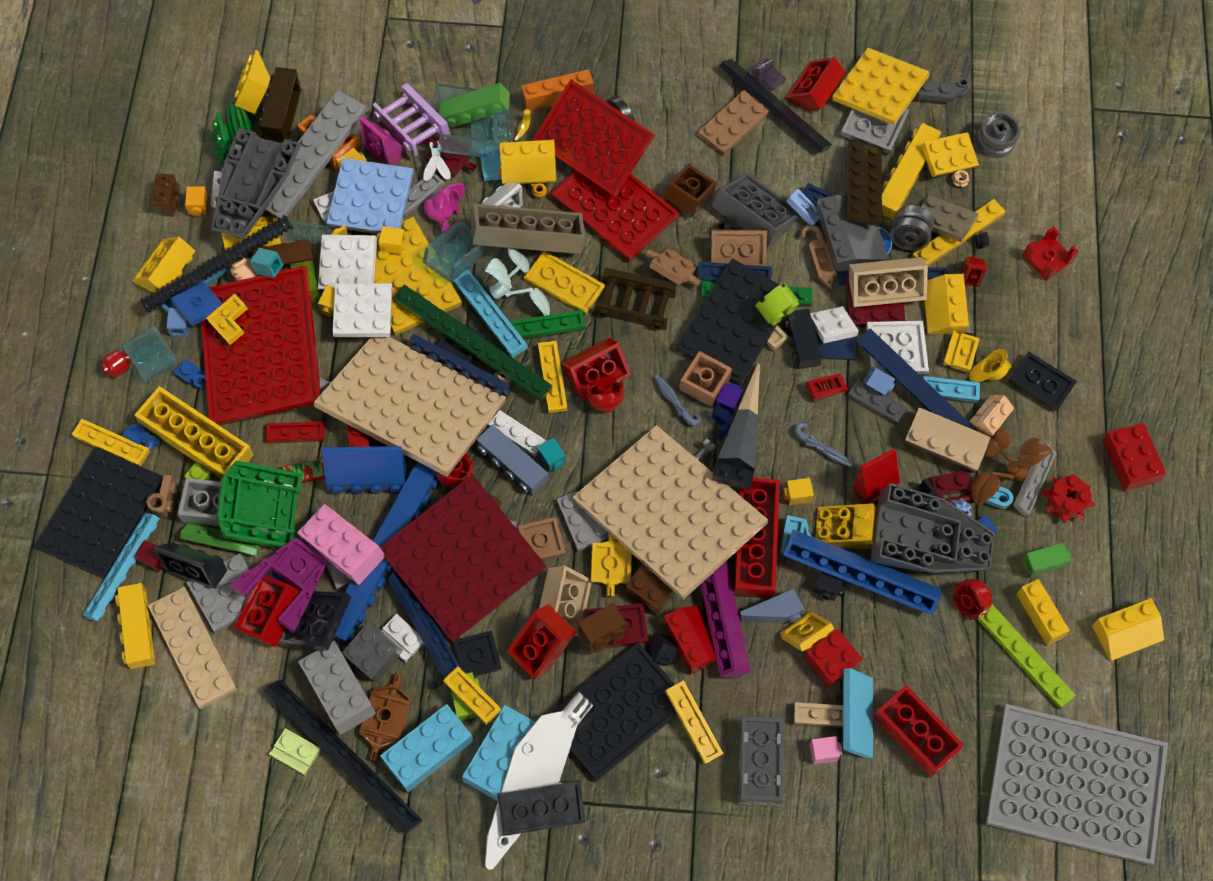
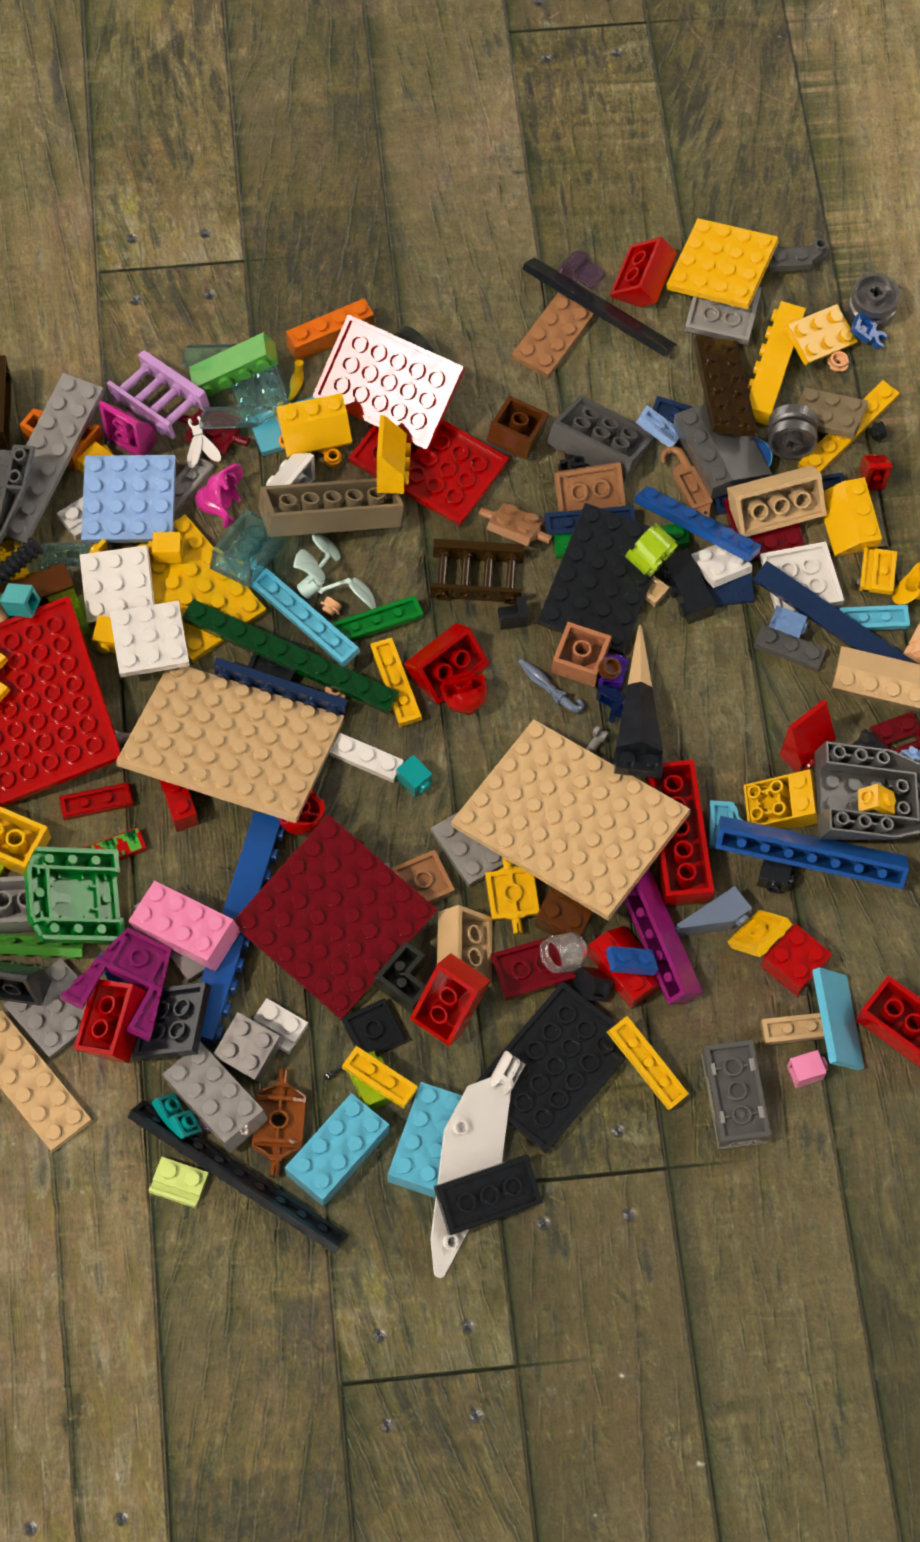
camera: 10 degrees left, 0 degrees up
(302, 697) = (173, 1115): none -> teal slope
(364, 469) = (193, 831): blue slope -> none
(425, 626) = (305, 1006): dark blue plate -> none
(505, 615) = (398, 977): none -> pearl dark grey brick
(512, 460) = (367, 790): sand blue brick -> none
(513, 308) = (331, 606): none -> light nougat plate
(564, 282) = (386, 565): yellow tile -> none
(583, 197) = (392, 458): none -> yellow slope
(602, 628) = (518, 972): reddish brown brick -> none
(648, 618) = (572, 951): none -> clear helmet
(658, 339) = (514, 616): none -> black panel
(696, 635) = (631, 960): none -> blue plate
(725, 394) = (609, 668): none -> reddish brown plate
(798, 491) = (717, 770): yellow brick -> none
(817, 396) = (715, 652): red slope -> none
(821, 290) = (697, 523): none -> blue plate
(831, 453) = (747, 718): sand blue piece -> none
(924, 537) = (876, 798): none -> yellow bracket
(987, 157) = (866, 331): none -> blue plate

